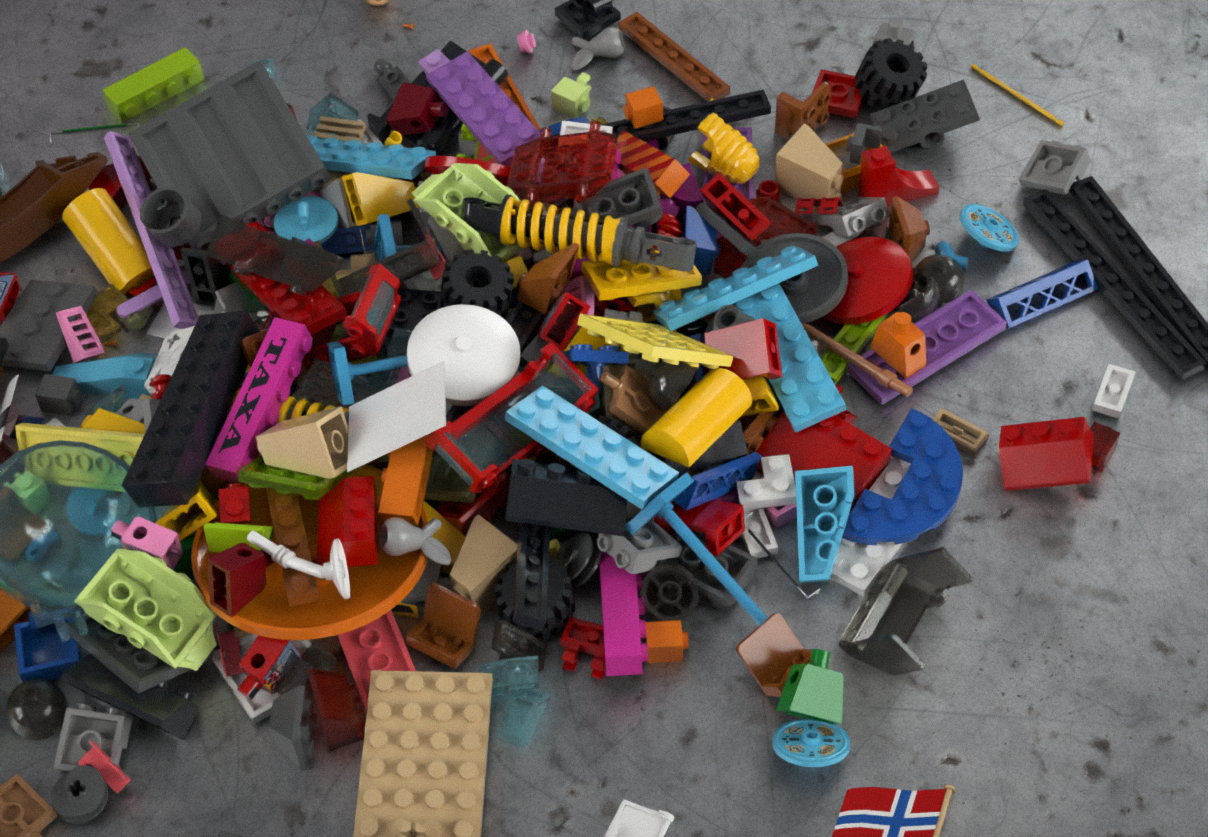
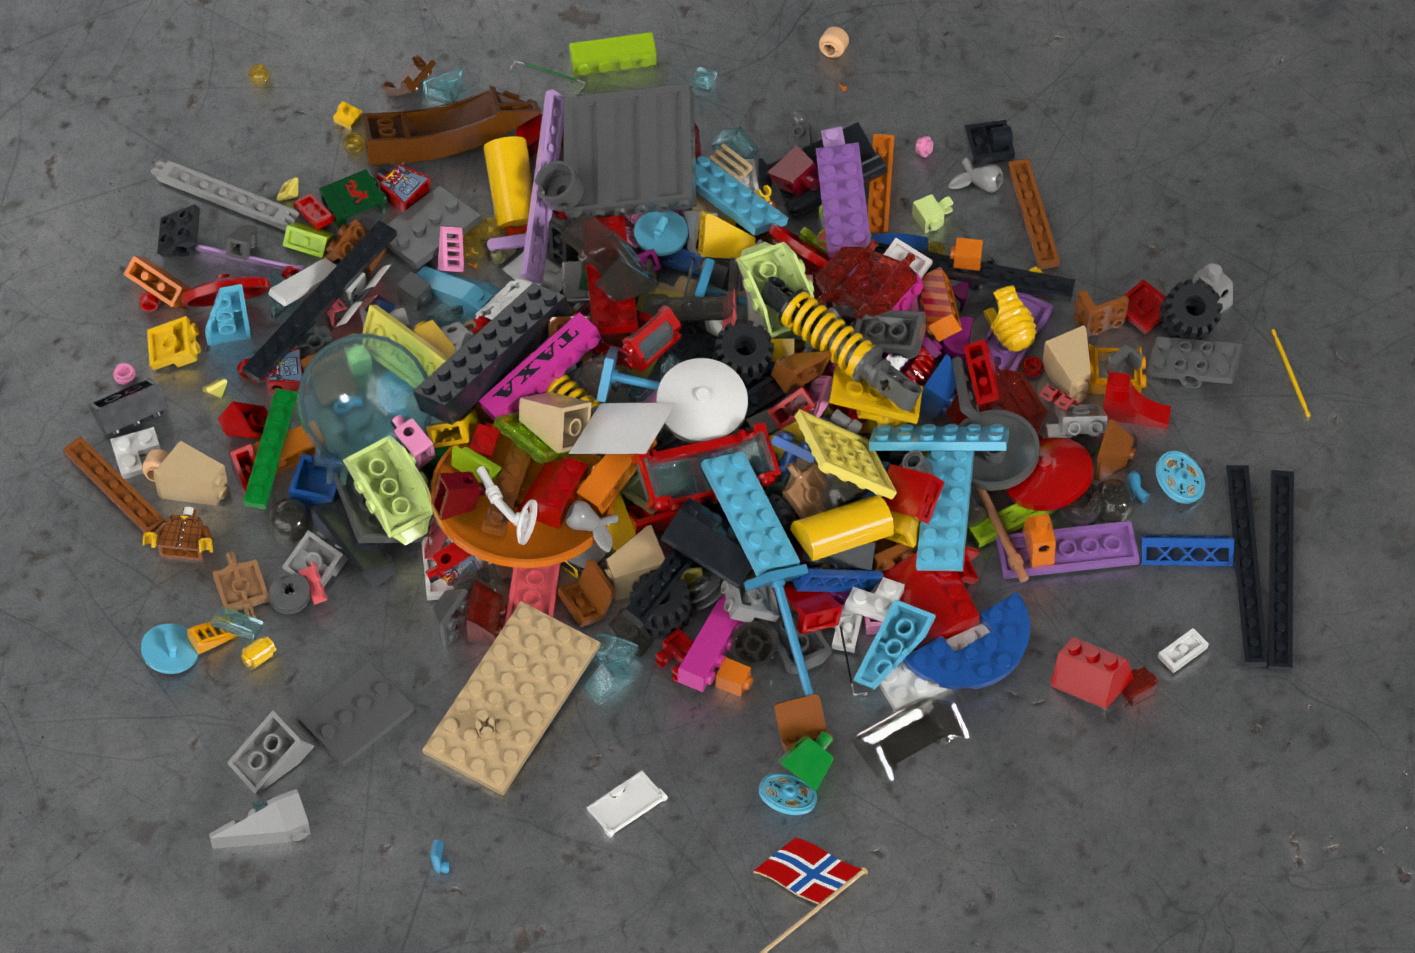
camera: 25 degrees right, 5 degrees up
(962, 440) = (1039, 632): tan tile -> none
(1055, 167) = (1268, 450): light grey plate -> none

